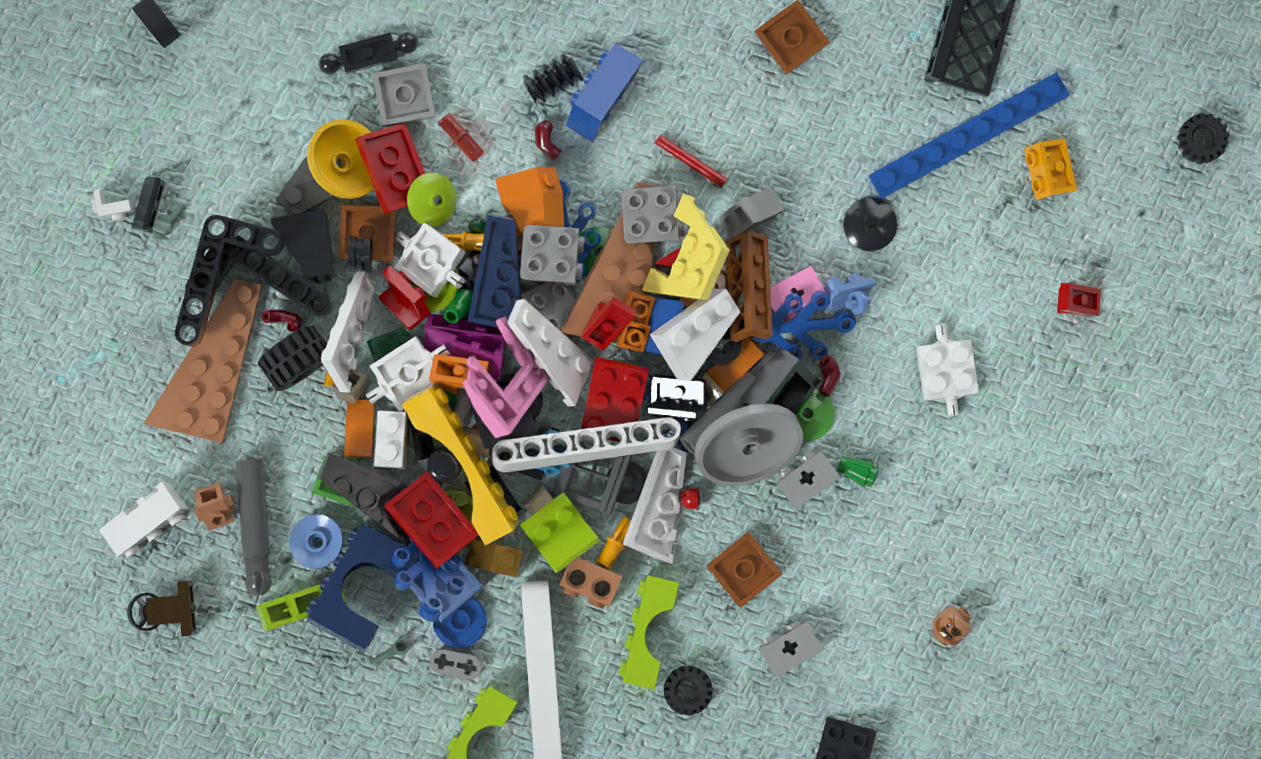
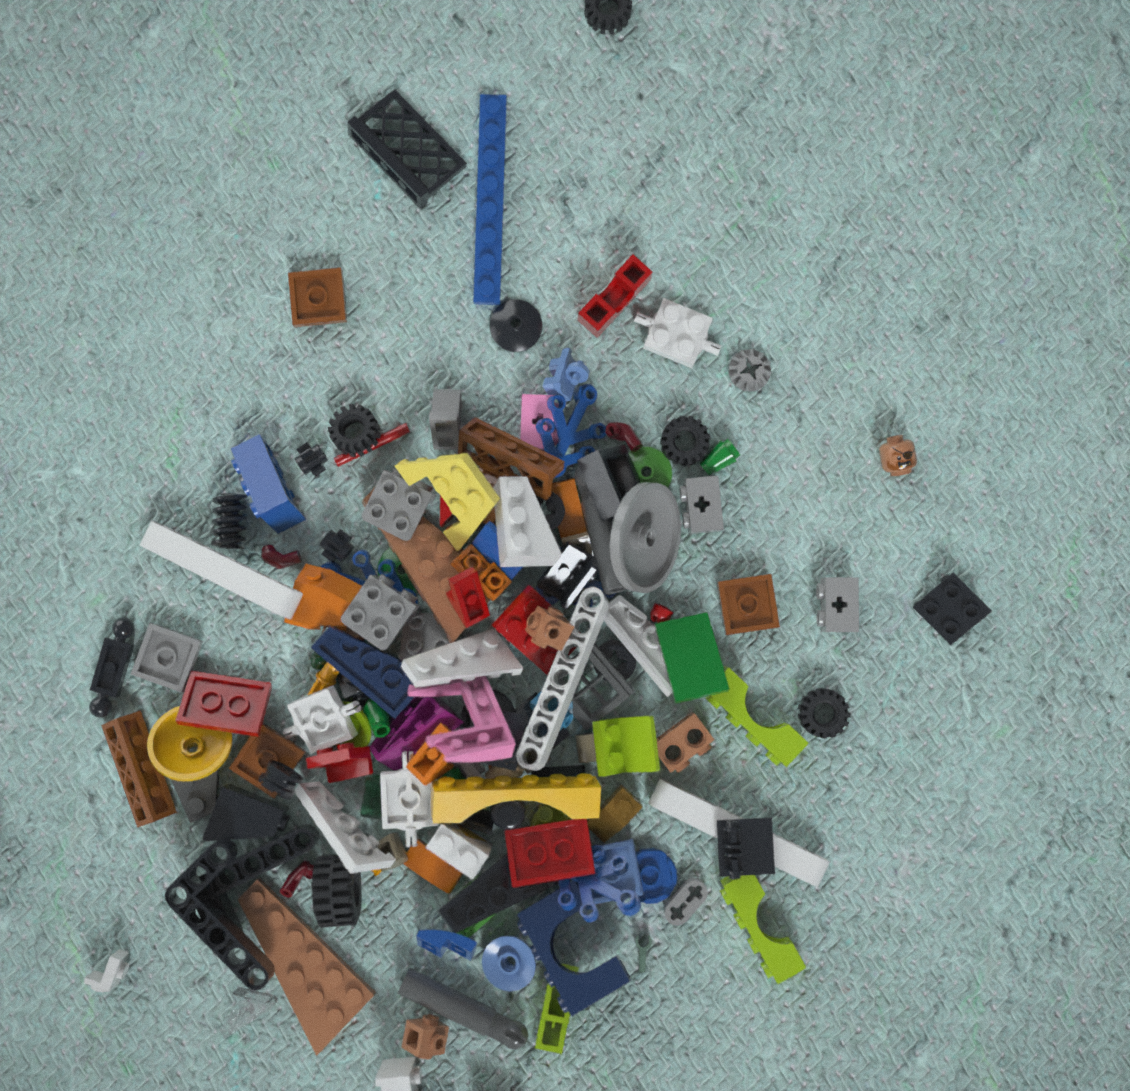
camera: 60 degrees left, 0 degrees up
(148, 204) = (128, 936): black slope -> none
(164, 227) = (157, 934): sand green hand -> none
(298, 129) = (150, 785): none -> dark orange fence
(302, 470) = (438, 941): none -> blue slope
(422, 195) = (262, 694): lime dish -> none
(461, 137) = (233, 629): clear red axle -> none
(507, 98) = (222, 569): none -> white beam
(533, 685) = (745, 847): none -> black hinge
(585, 183) = (336, 546): none -> black gear
(614, 545) = (662, 703): light orange axle -> none
(622, 406) = (549, 628): none -> nougat brick
(647, 116) = (311, 459): none -> black gear
(668, 545) = (691, 657): none -> green tile
(701, 126) = (344, 420): none -> black tyre
(838, 431) = (701, 440): none -> black tyre
(939, 453) = (745, 381): none -> light grey gear
(946, 297) = (623, 288): none -> red arch
(1050, 168) = (558, 147): light orange bracket -> none
(1078, 300) = (682, 189): red slope -> none

